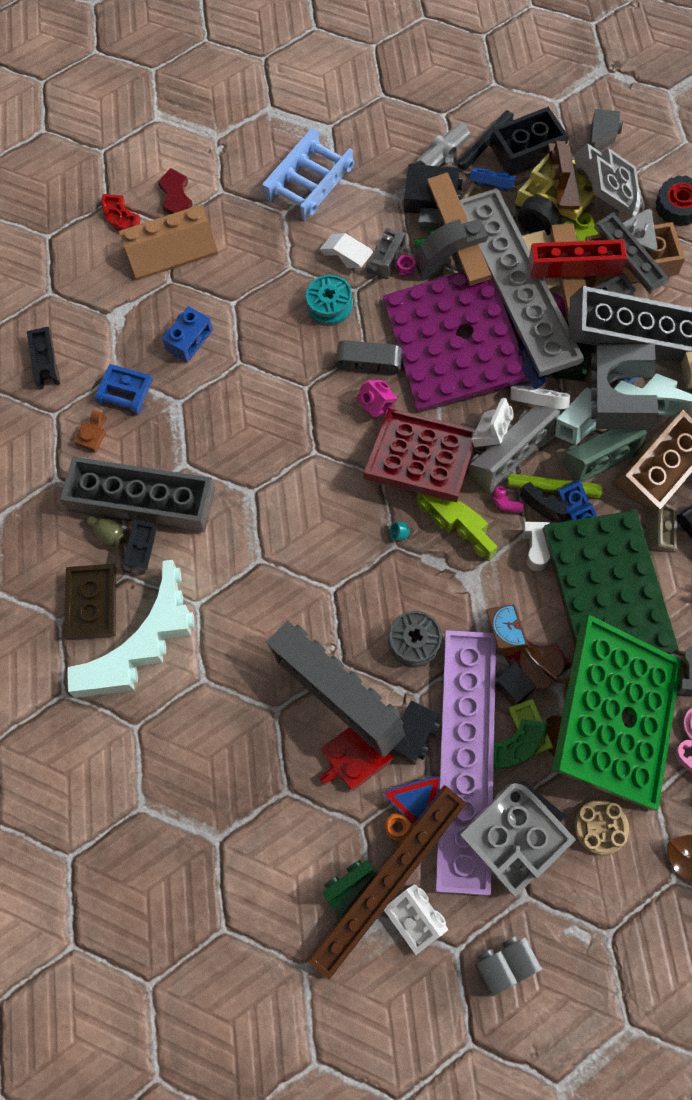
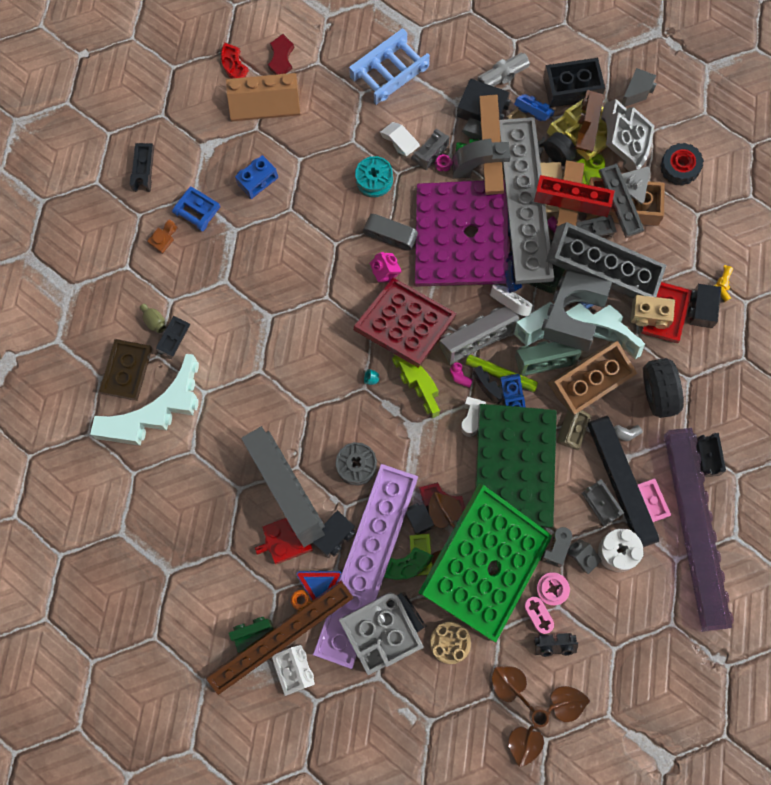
camera: 15 degrees right, 5 degrees up
(138, 494) = (183, 296): dark grey brick -> none
(483, 142) = (539, 72): black axle -> none
(493, 425) = (467, 313): white bracket -> none
(507, 629) = (426, 475): slope -> none
(507, 966) = (347, 723): dark grey brick -> none

